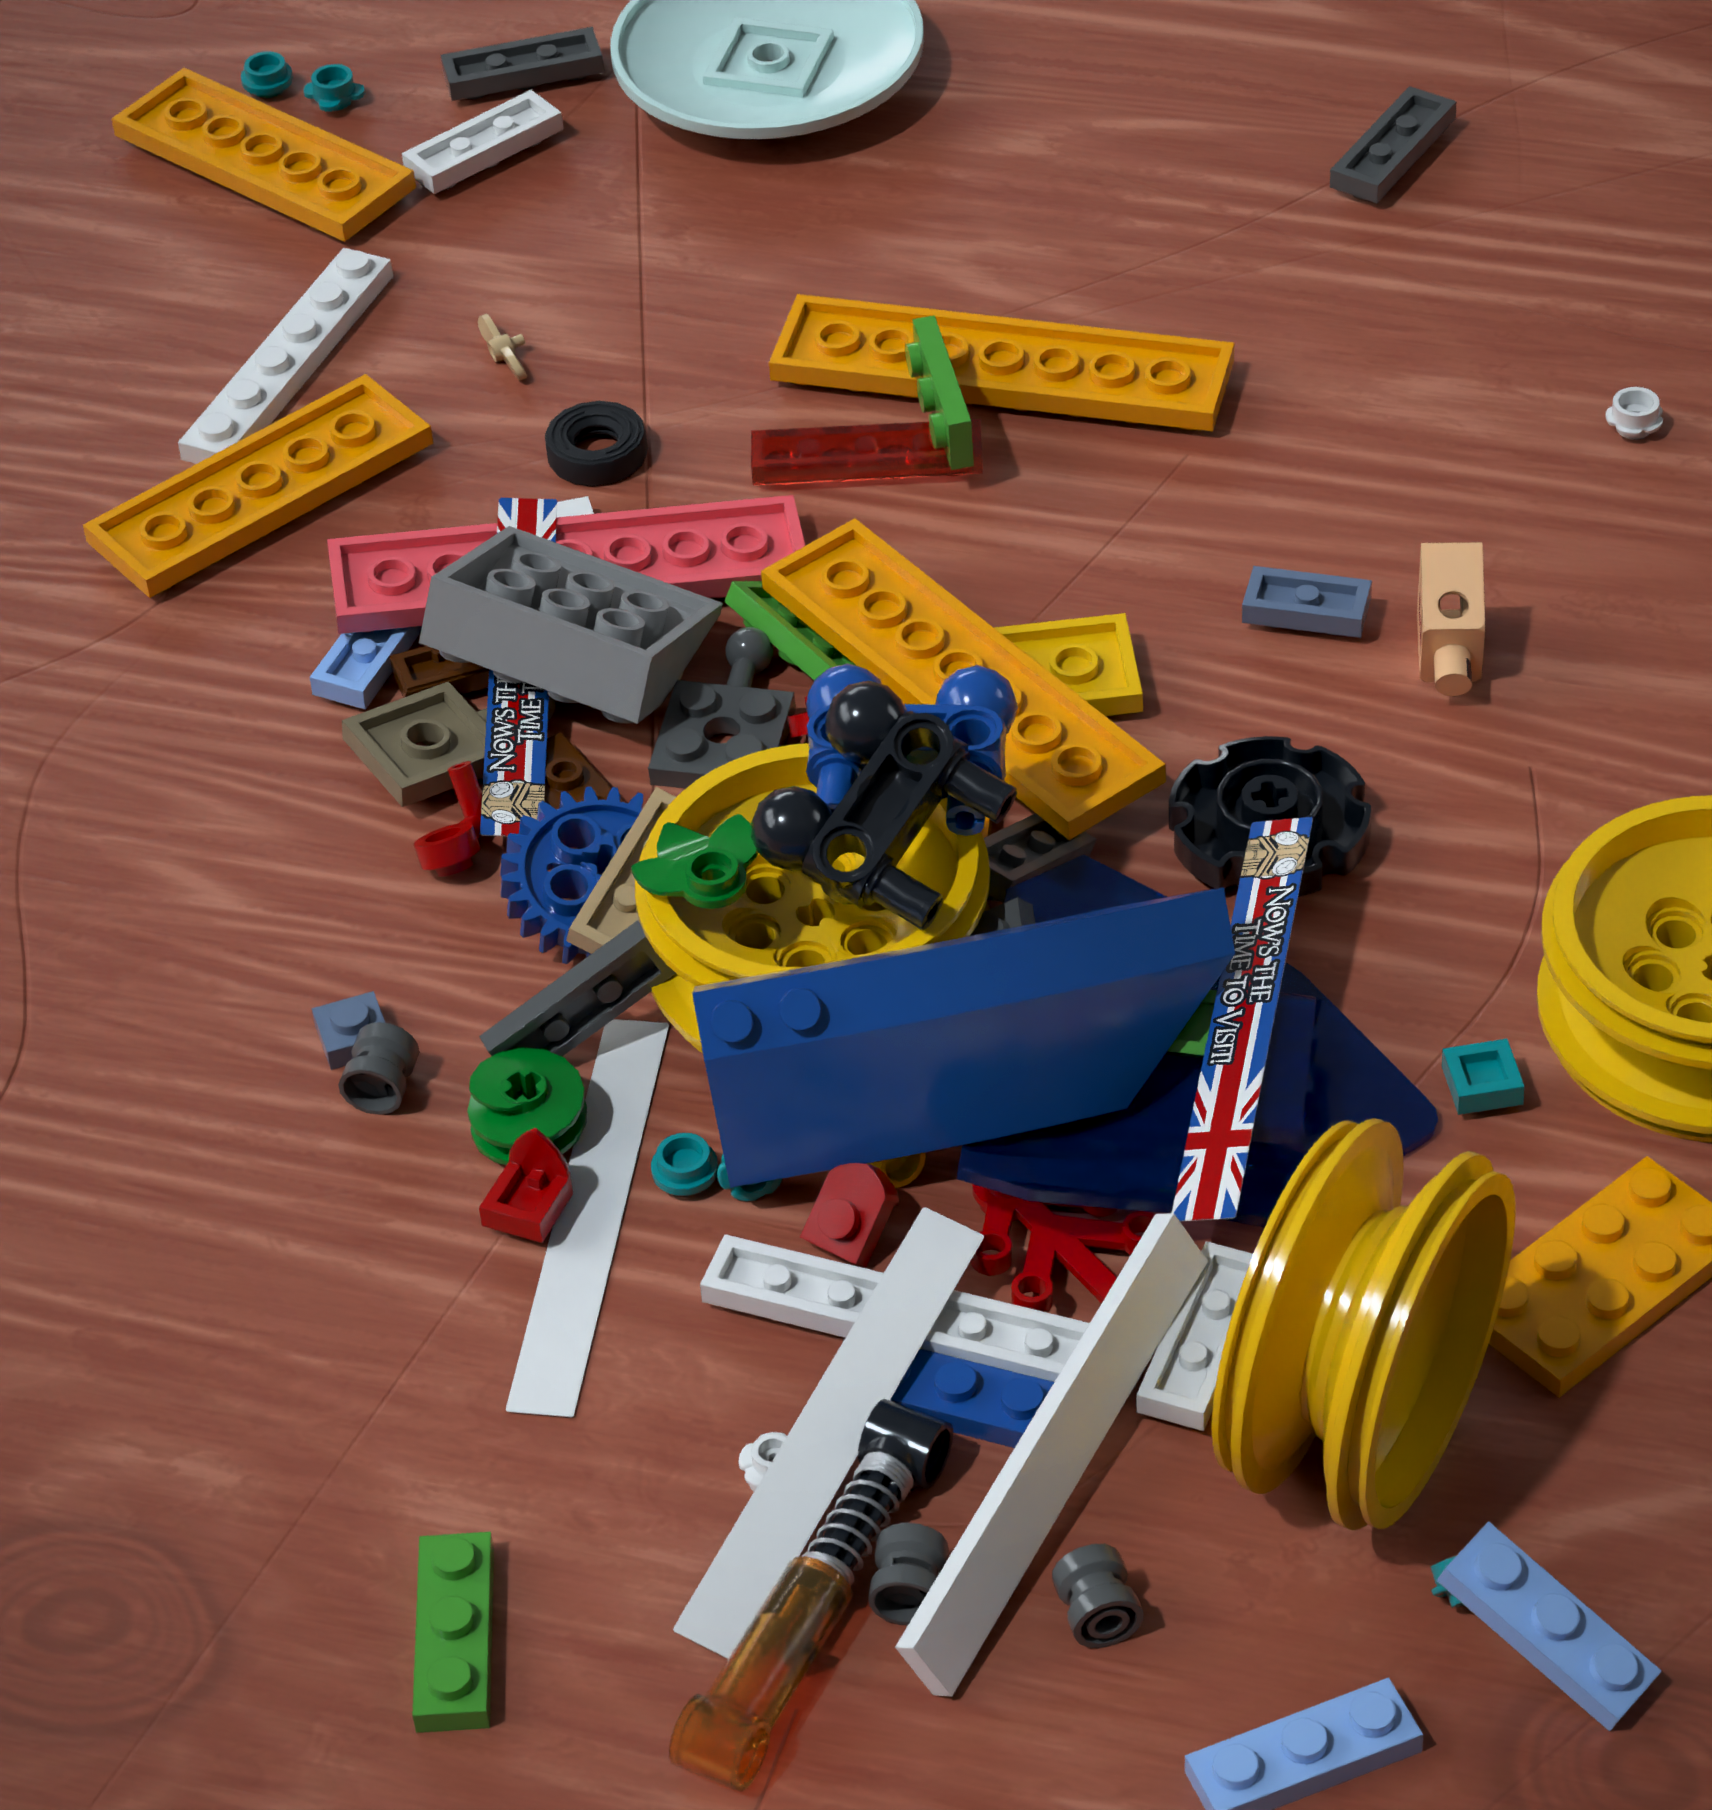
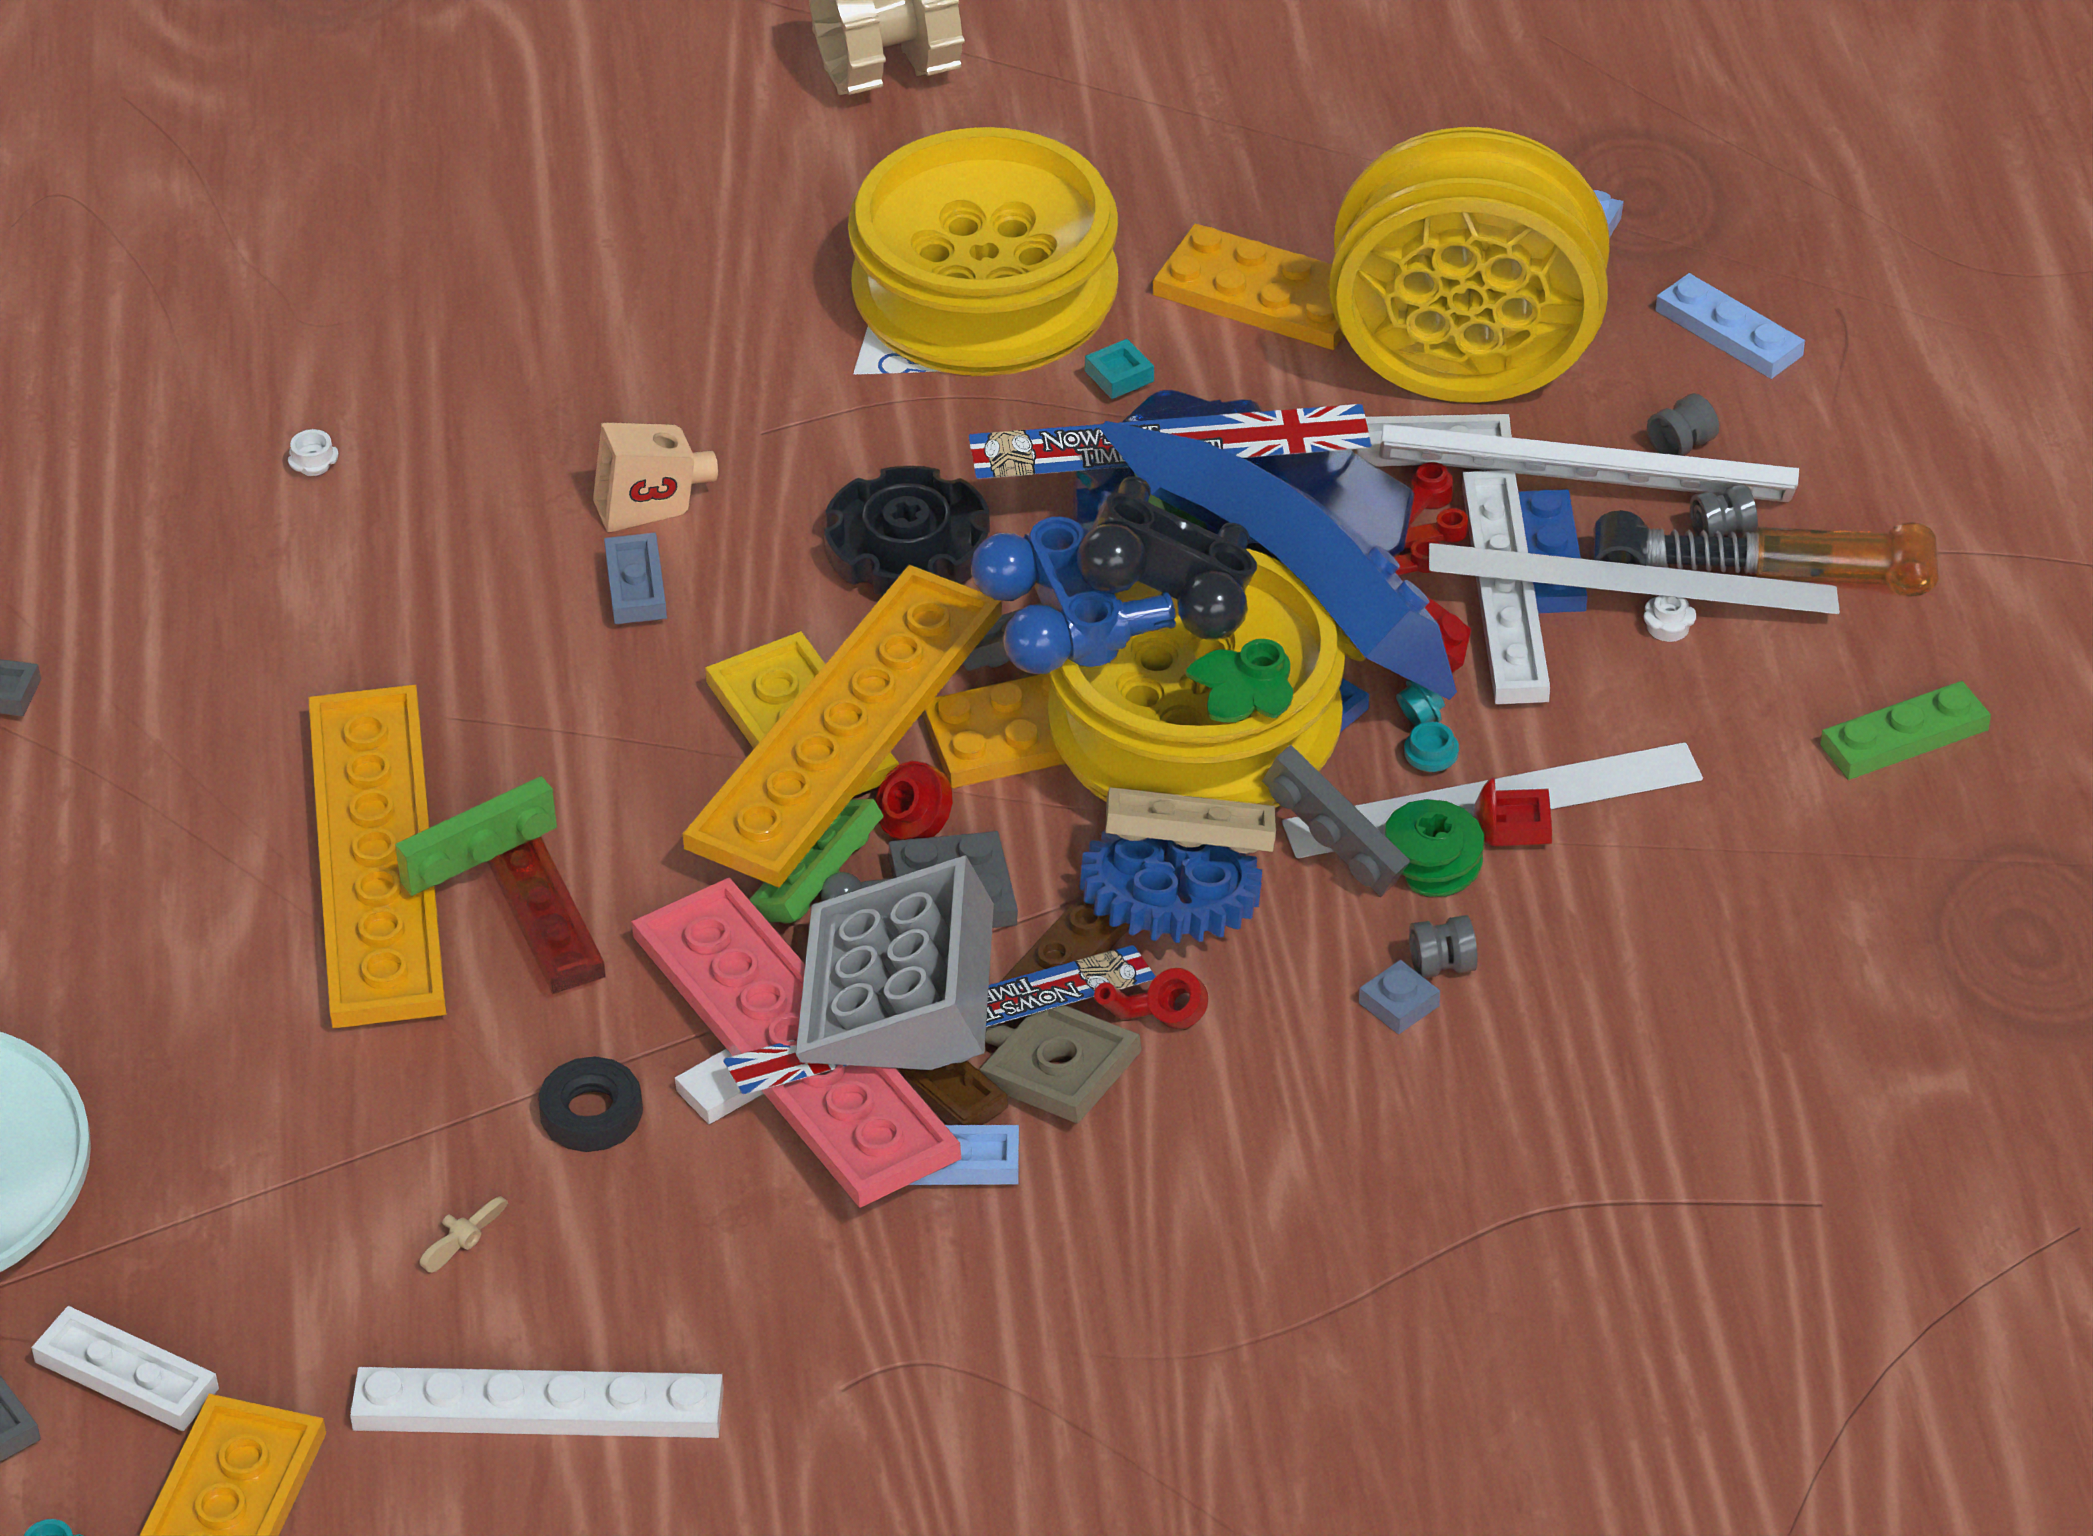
camera: 115 degrees left, 0 degrees up
(257, 485) = (756, 1330): light orange plate -> none

